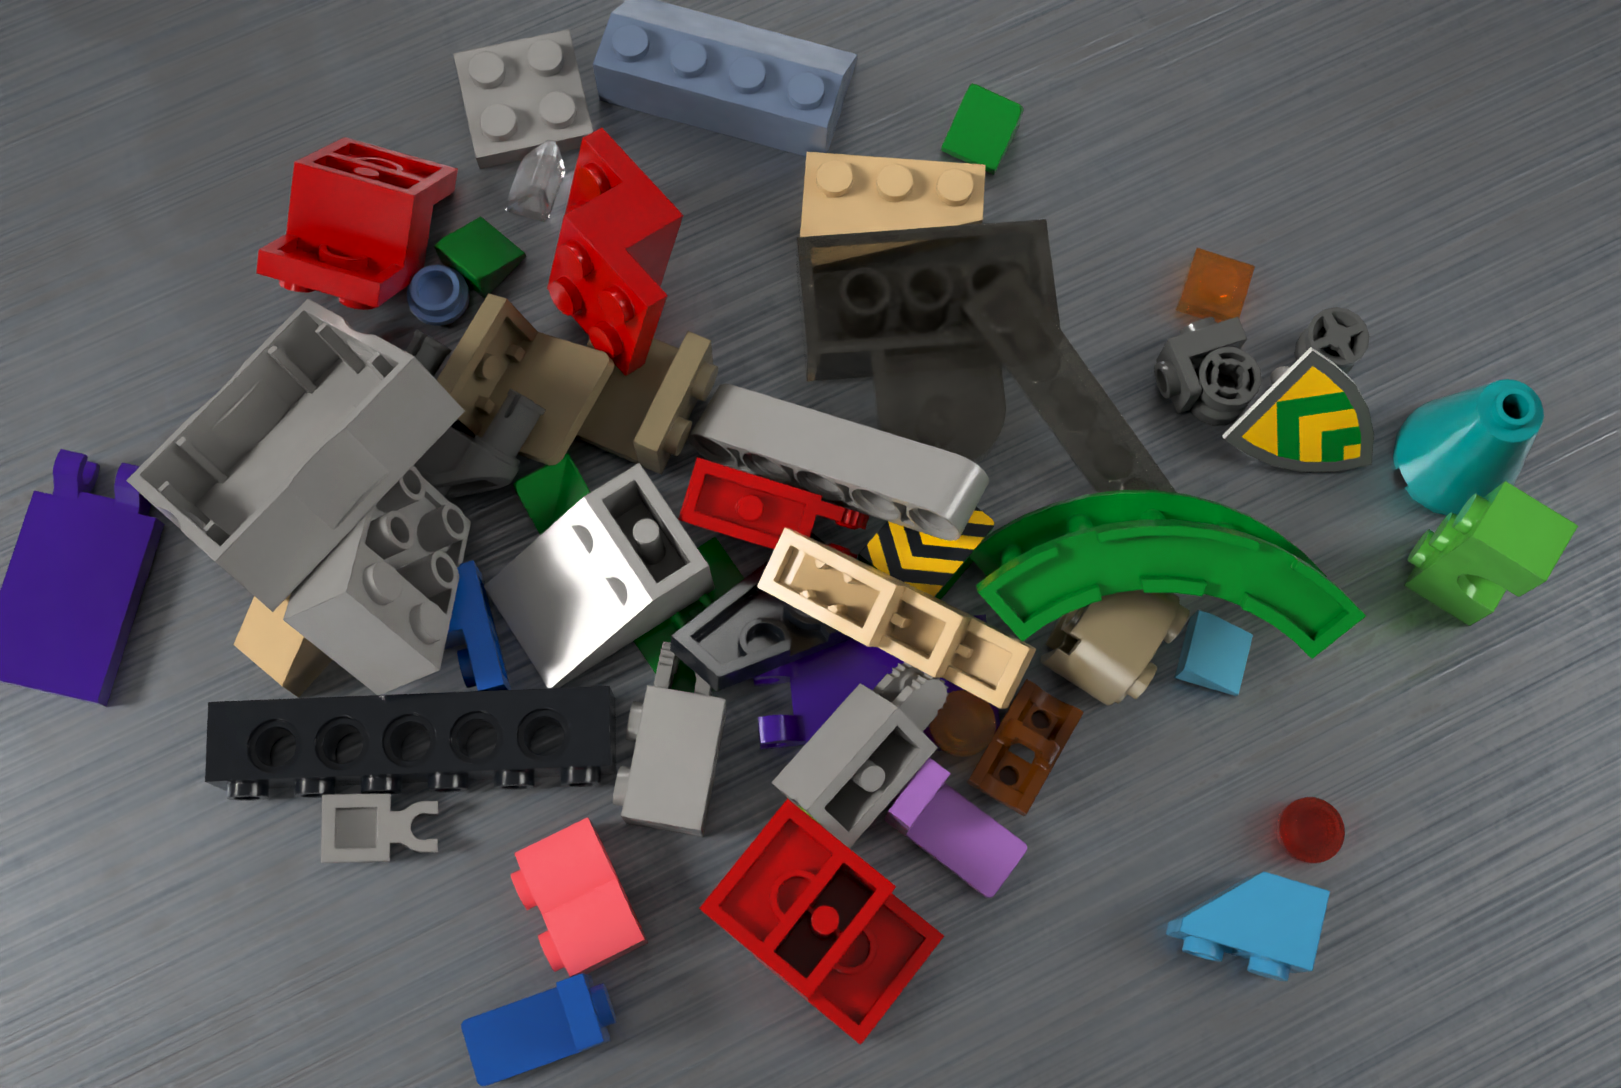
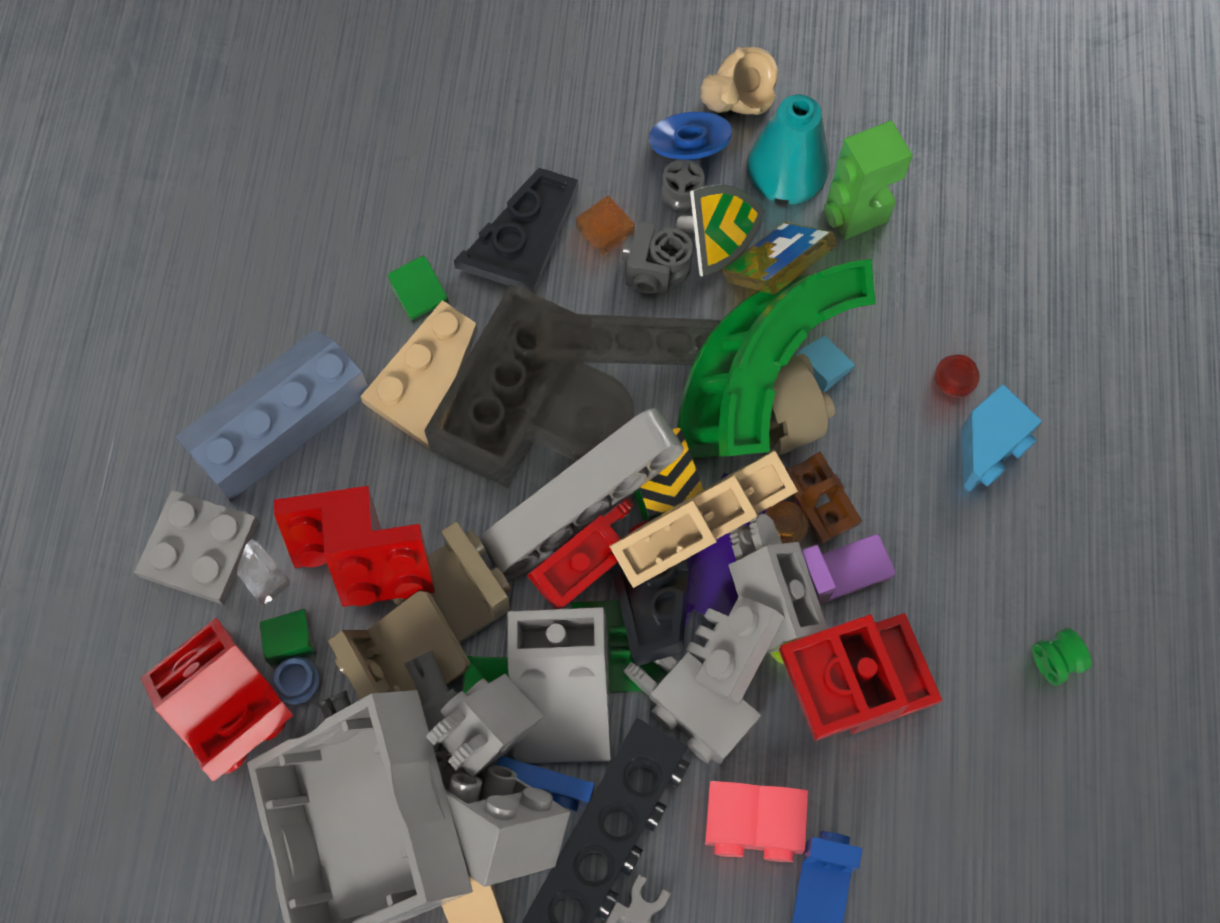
camera: 55 degrees left, 5 degrees down
(482, 513) = (484, 724): none -> light grey hinge
(756, 747) = (735, 646): none -> light grey hinge
(1132, 204) = (524, 234): none -> black wing
(1311, 515) = (780, 257): none -> tile
(1404, 312) = (690, 135): none -> blue dish
(1526, 330) = (742, 83): none -> tan hair

